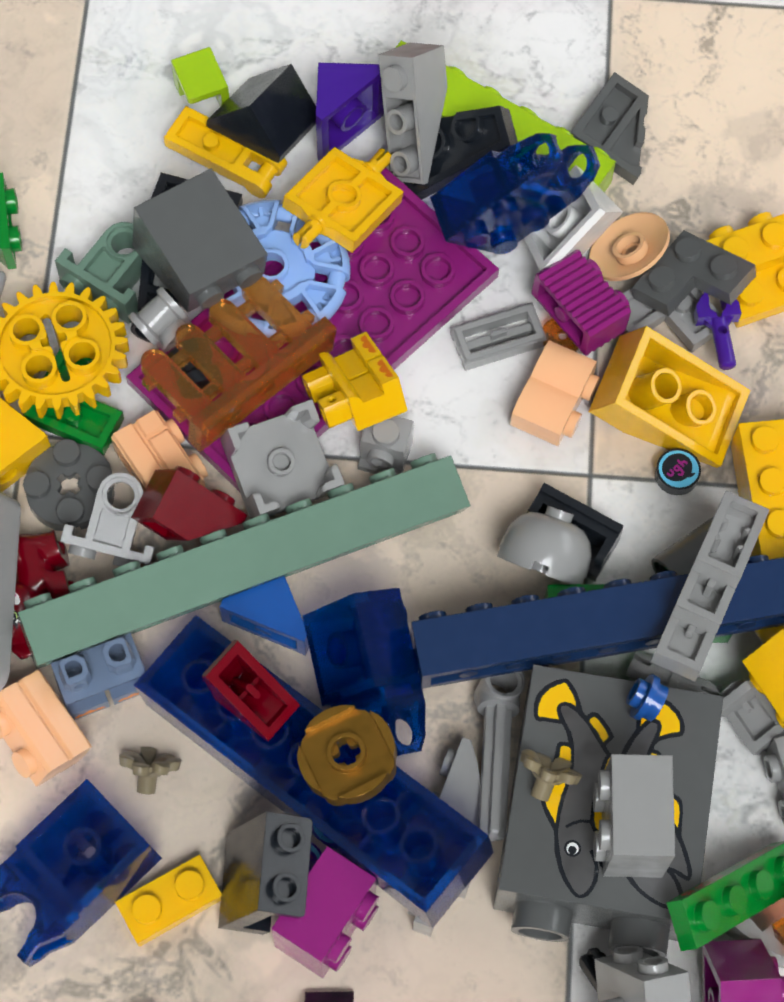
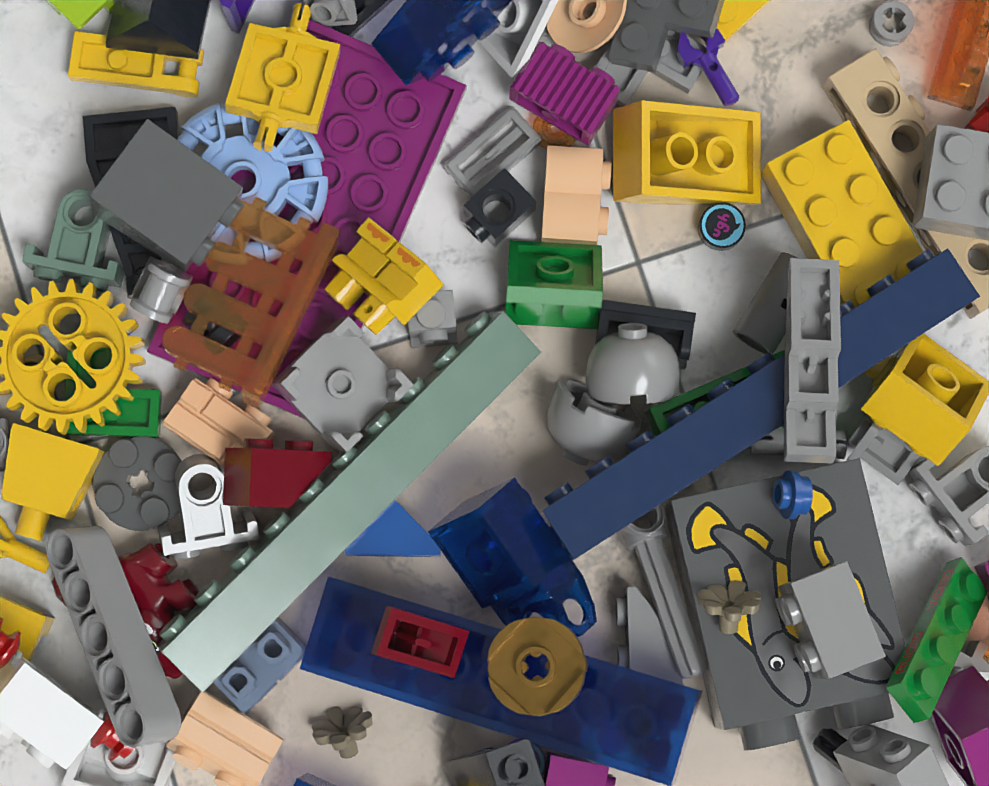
camera: 25 degrees left, 15 degrees up
(483, 578) = (588, 426): none -> light grey cylinder
(488, 362) = (503, 189): none -> black brick
(504, 460) = (554, 284): none -> green bracket

